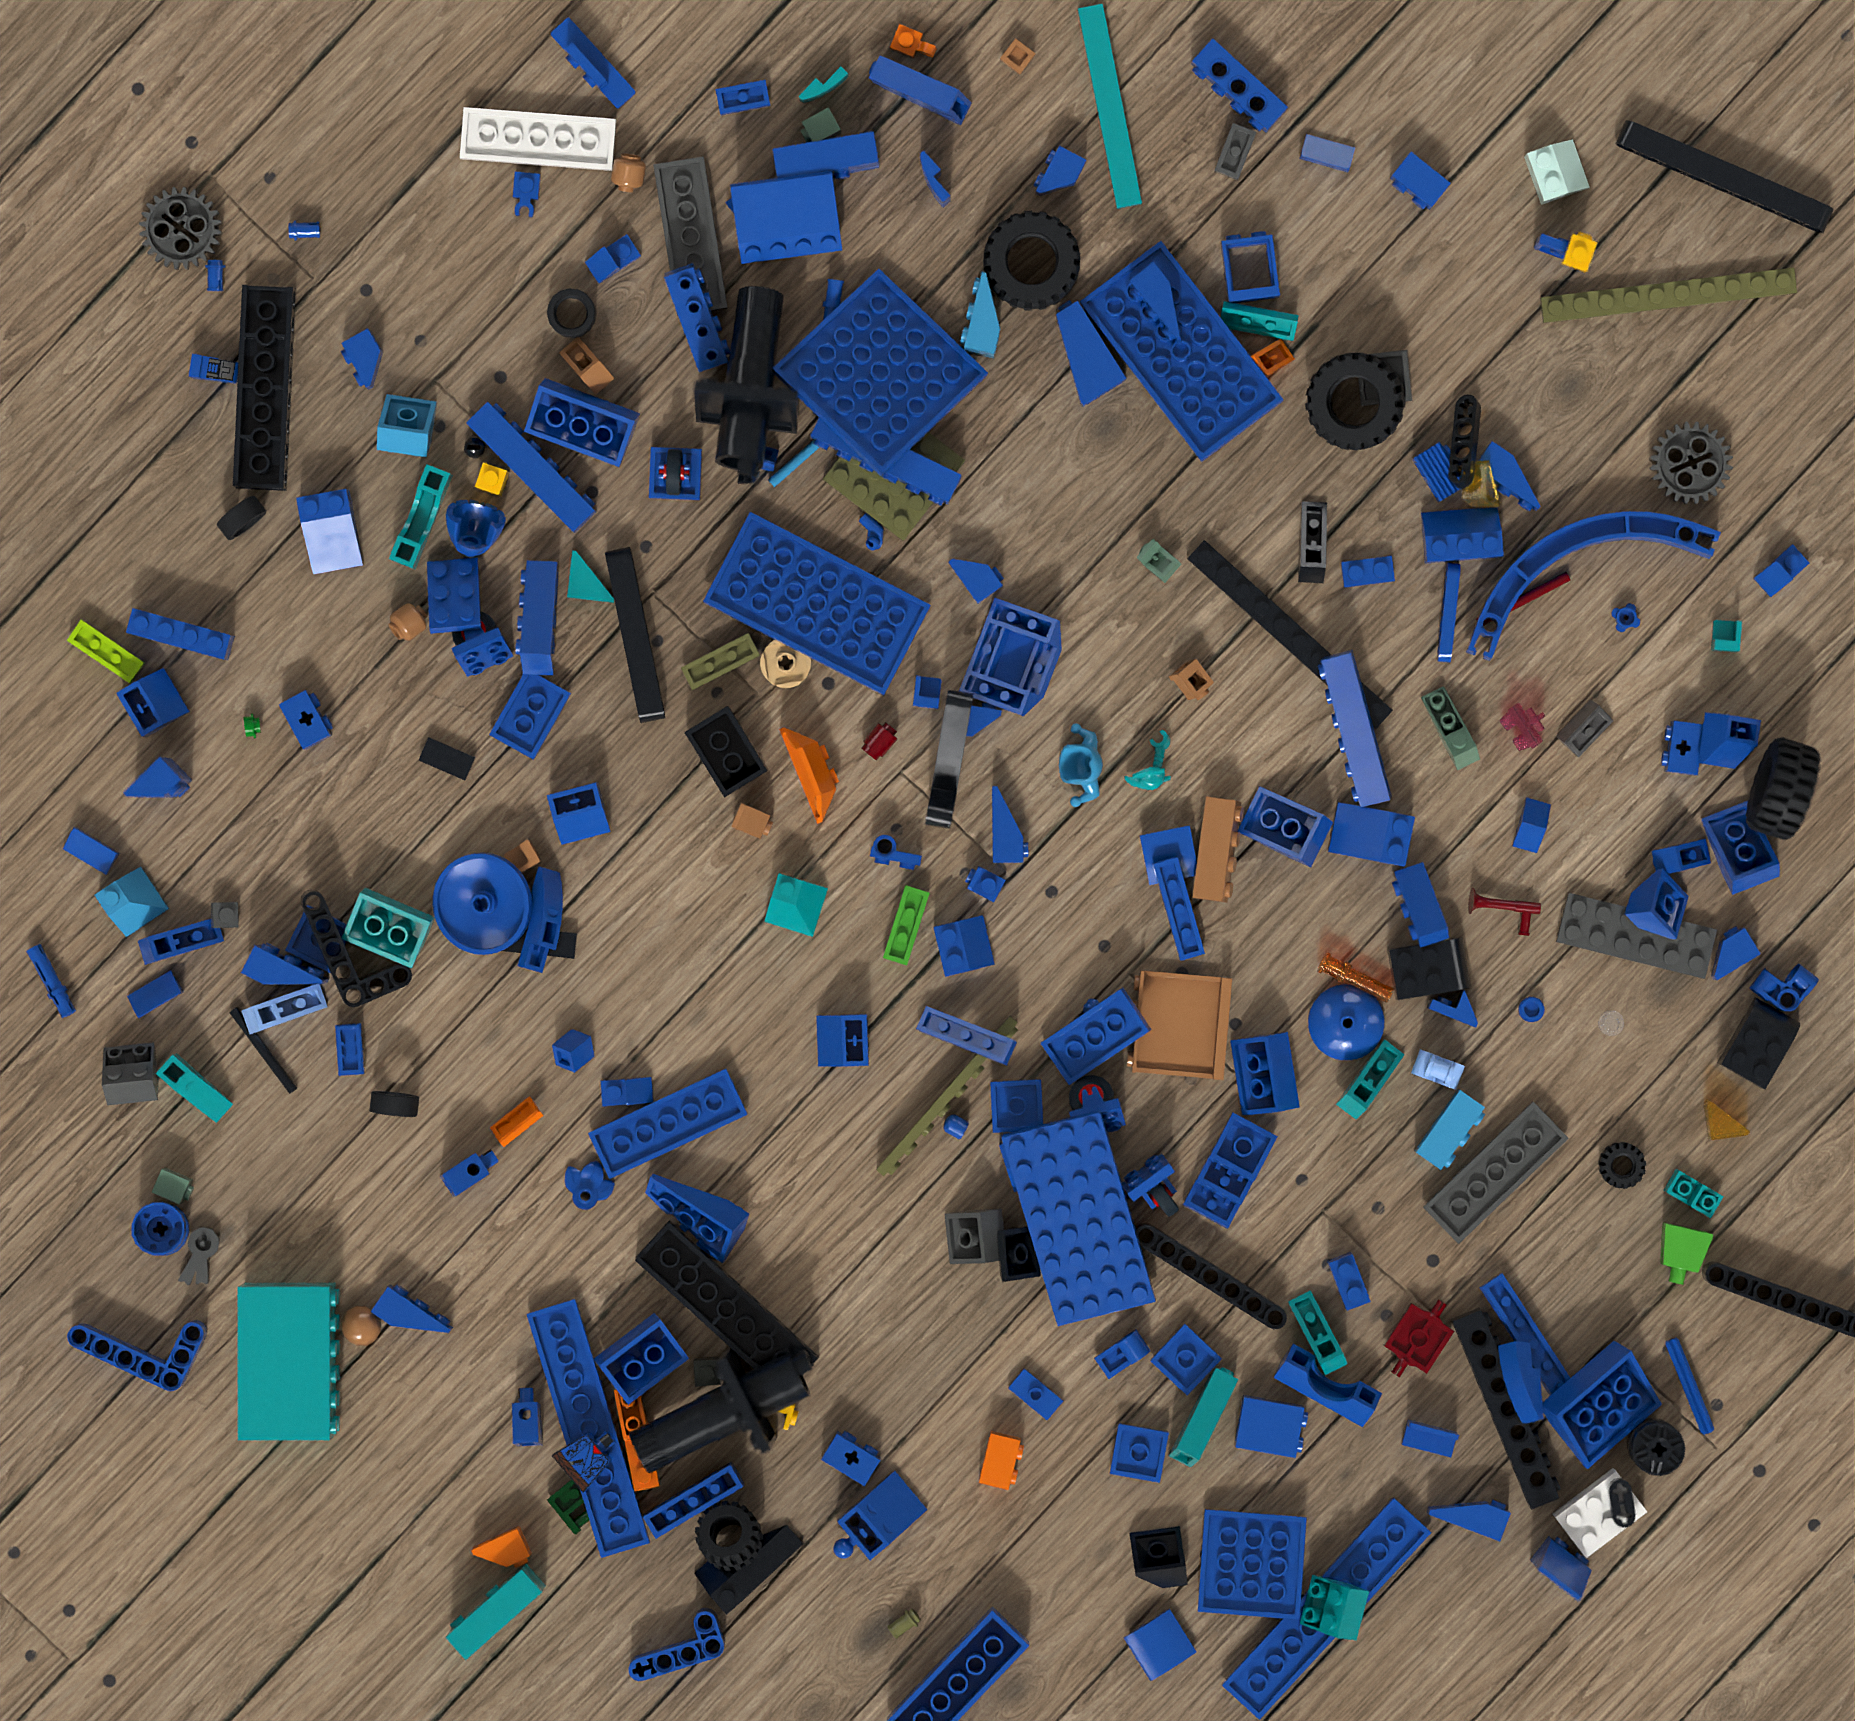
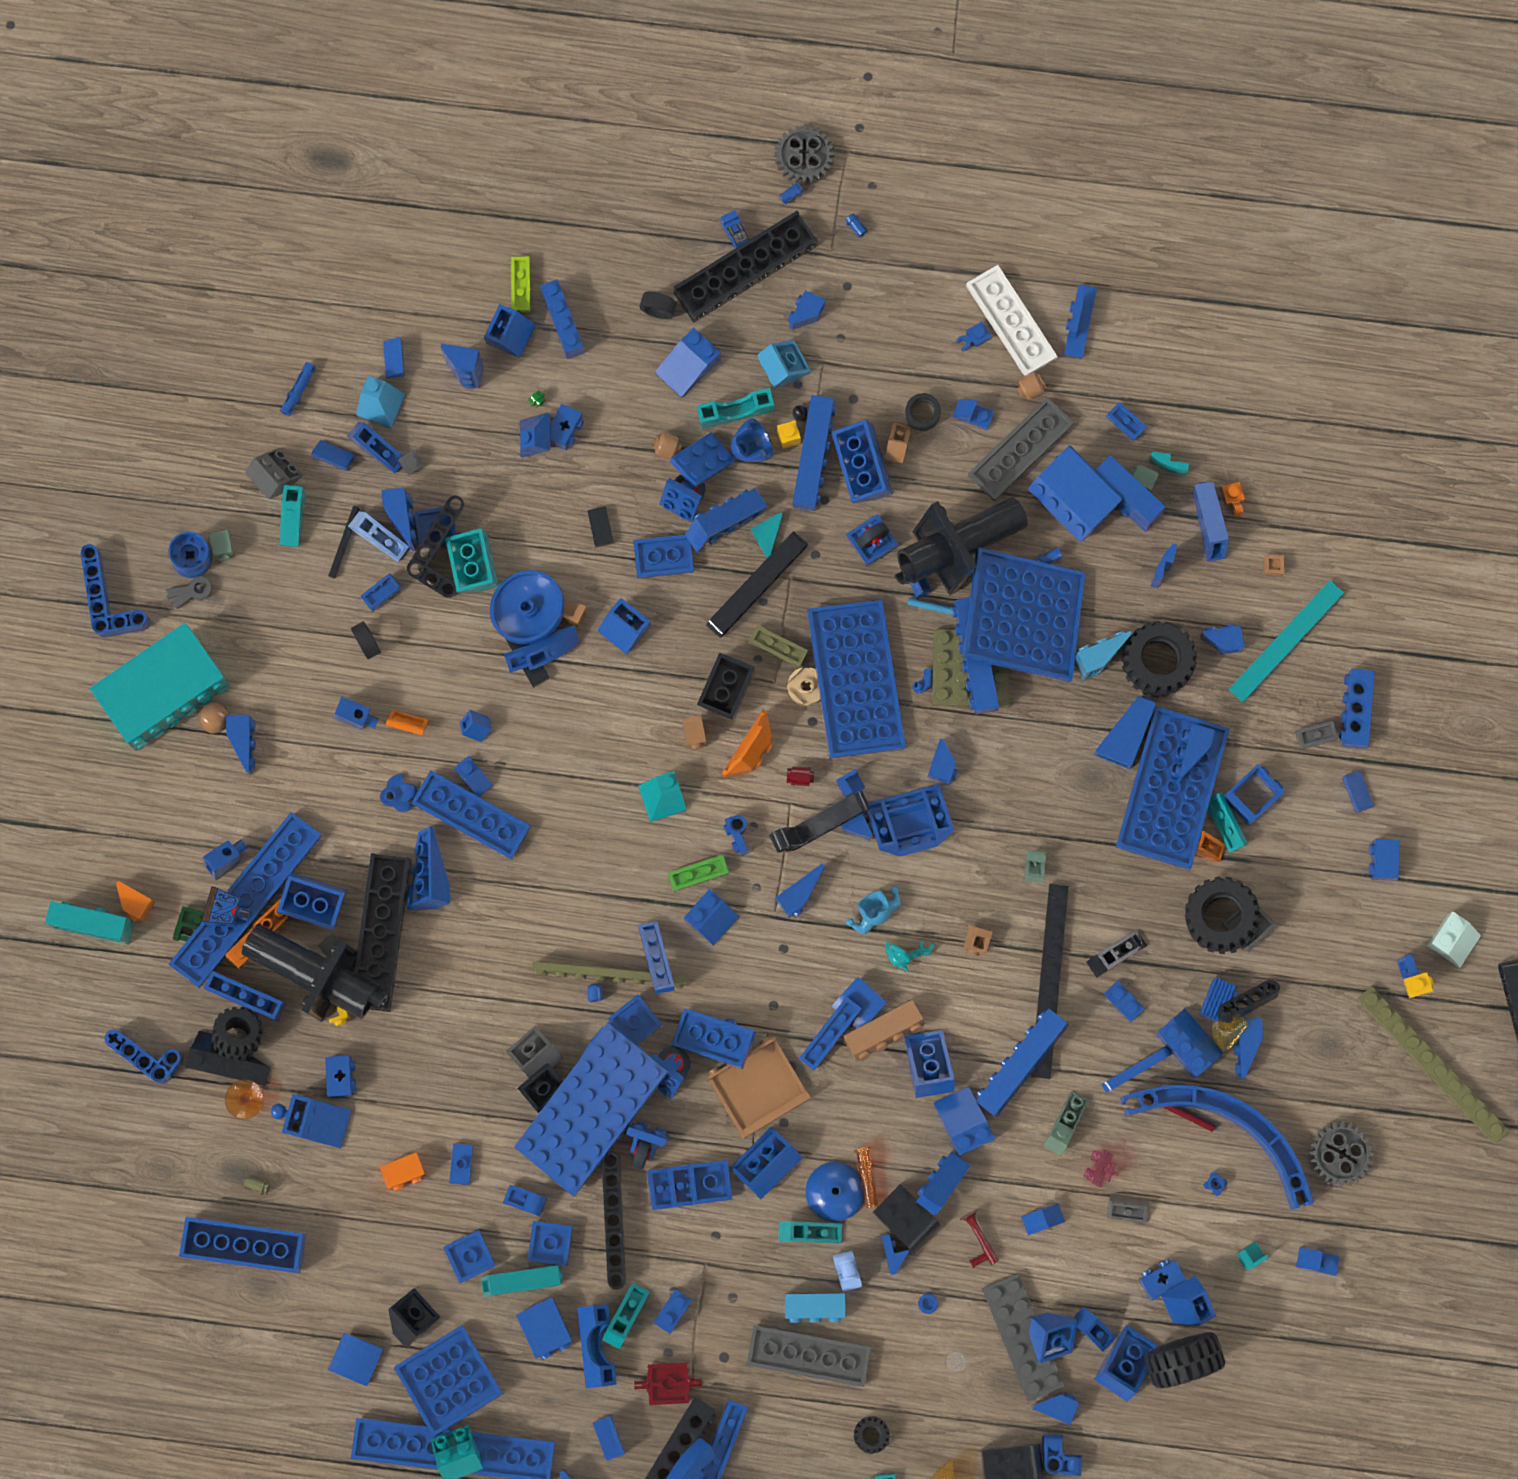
camera: 55 degrees right, 10 degrees down
(293, 758) = (535, 435): none -> blue slope
(696, 317) = (975, 484): blue brick -> none
(803, 1587) = (235, 1095): none -> clear orange dish
(842, 1040) = (599, 885): blue slope -> none
(984, 883) = (759, 903): blue bracket -> none

